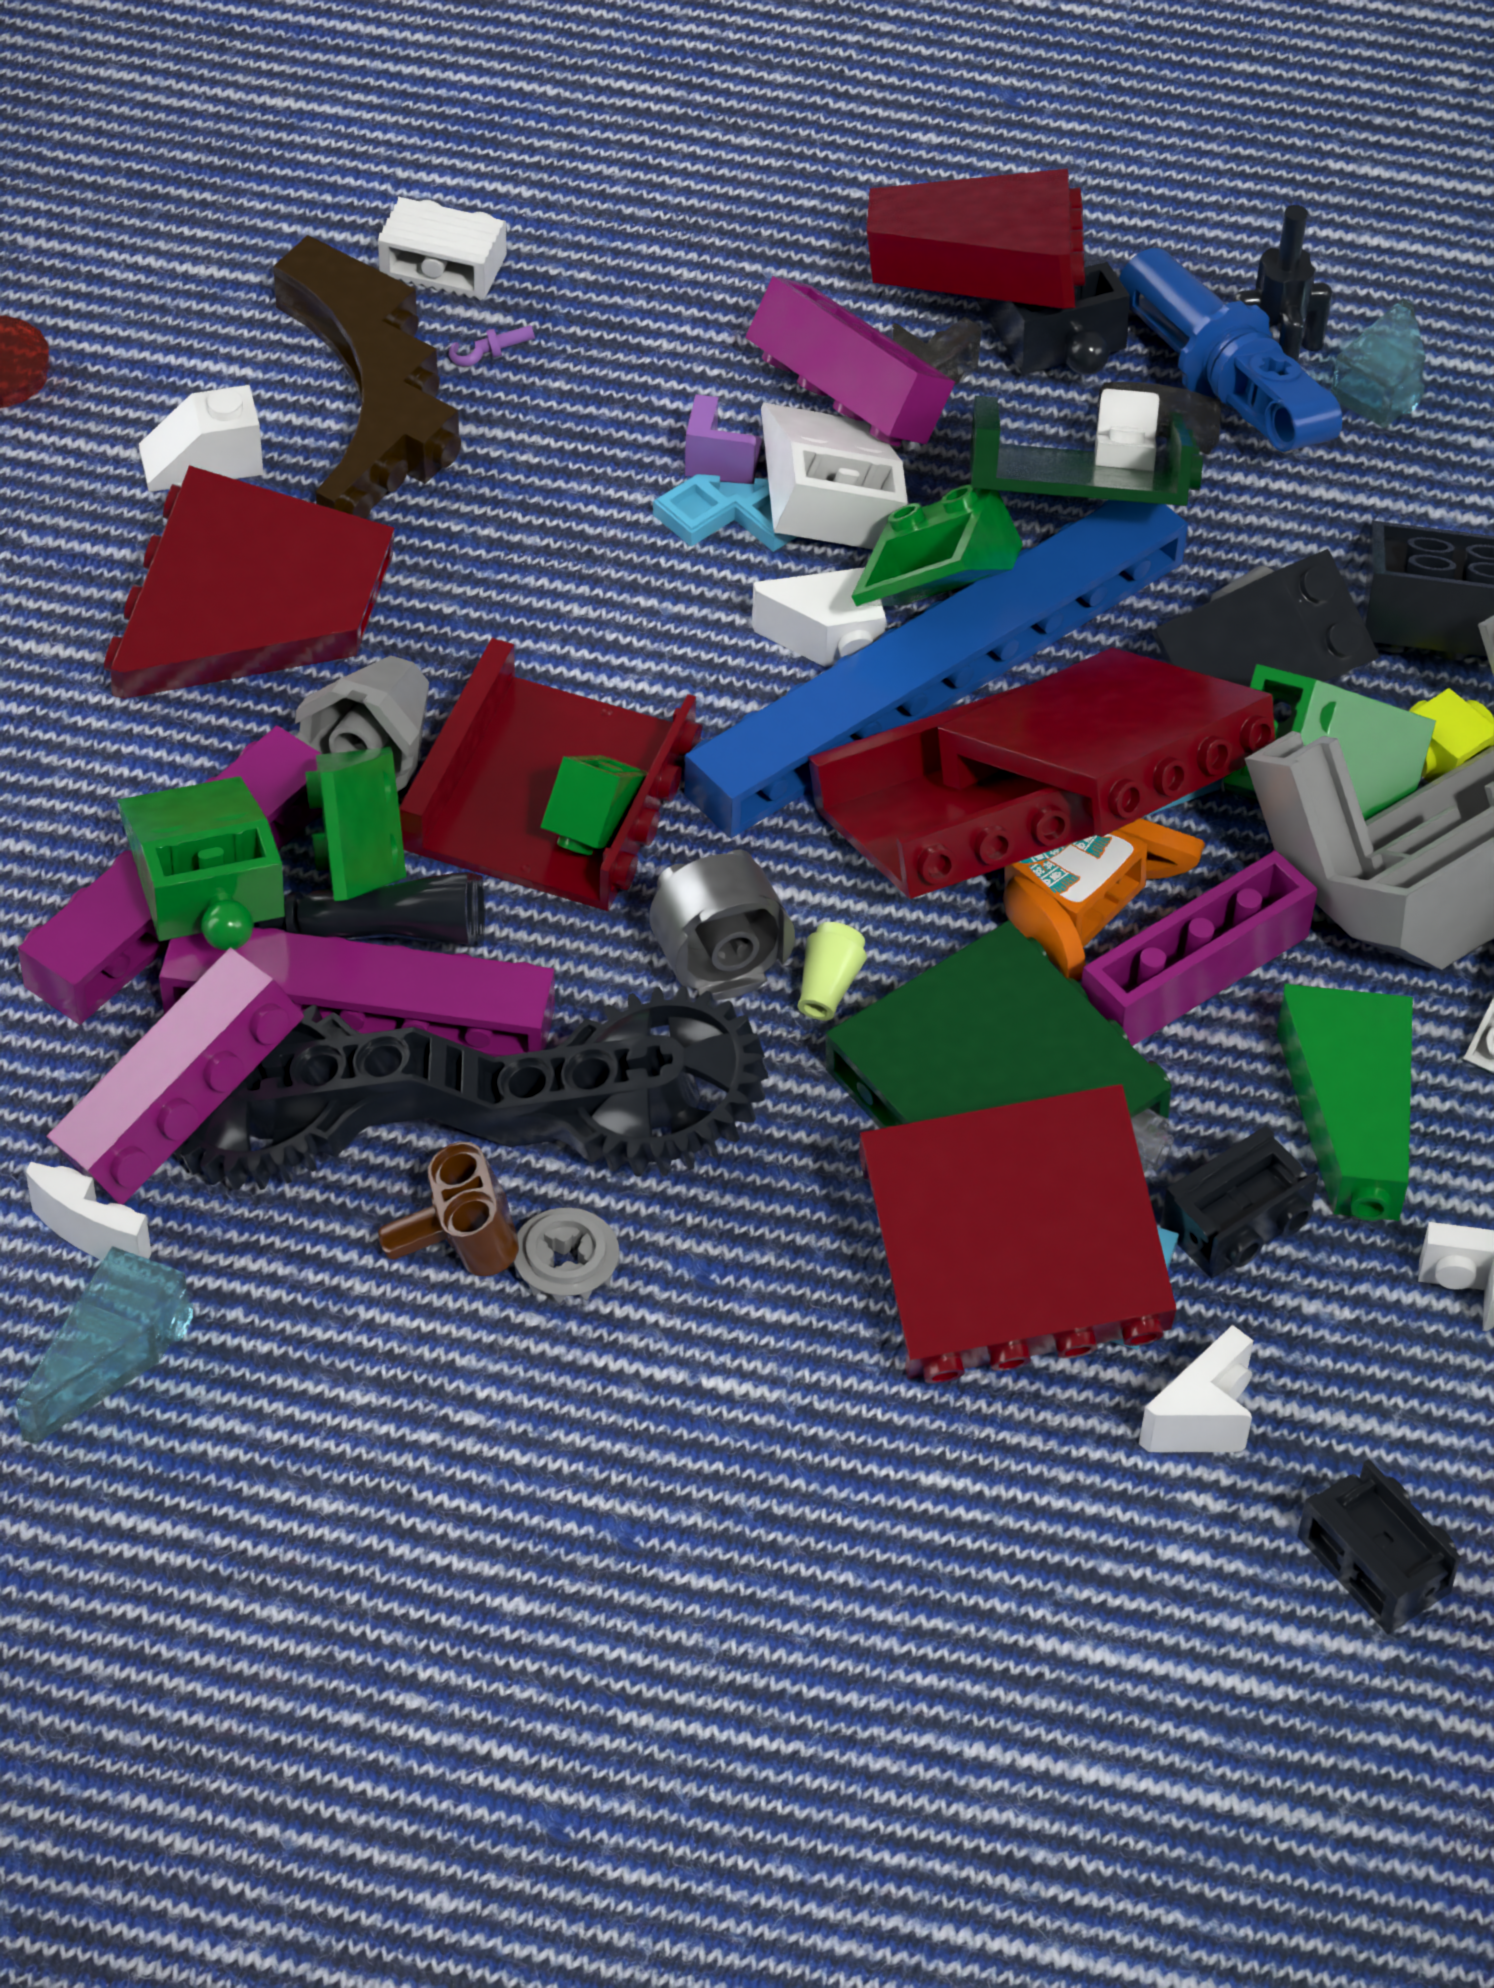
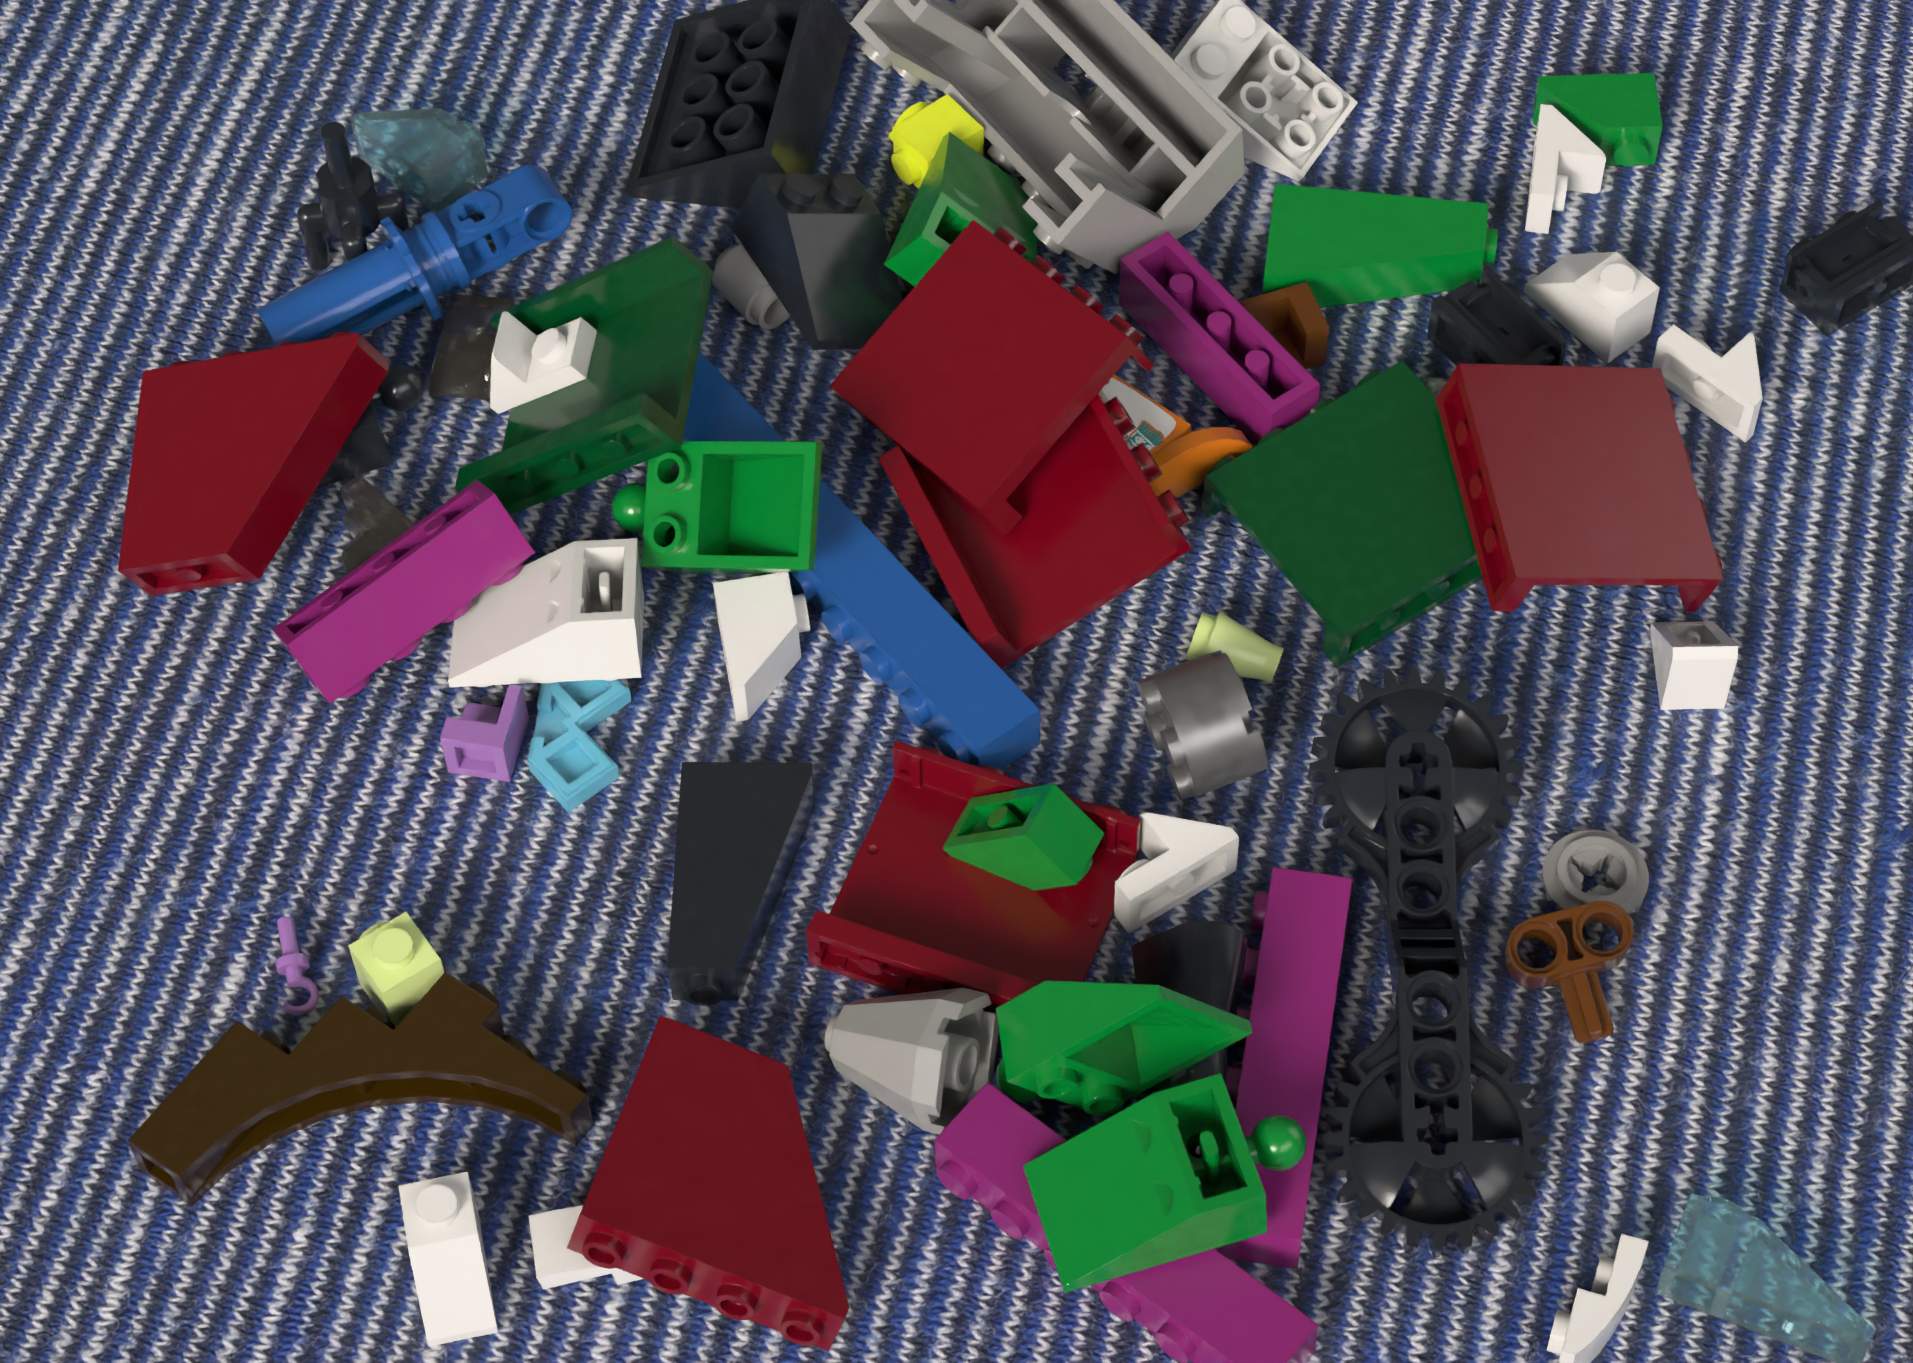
camera: 85 degrees left, 5 degrees up
(176, 1076) = (1454, 1206): brick -> none
(442, 247) = (135, 1010): white brick -> none
(478, 389) = (395, 965): none -> yellowish green brick
(569, 603) = (731, 863): none -> black slope
(573, 919) = (1182, 862): none -> white slope
(829, 1347) = (1692, 664): none -> white slope
(1236, 1028) = (1294, 322): none -> reddish brown panel
(1302, 1299) = (1598, 300): none -> white slope

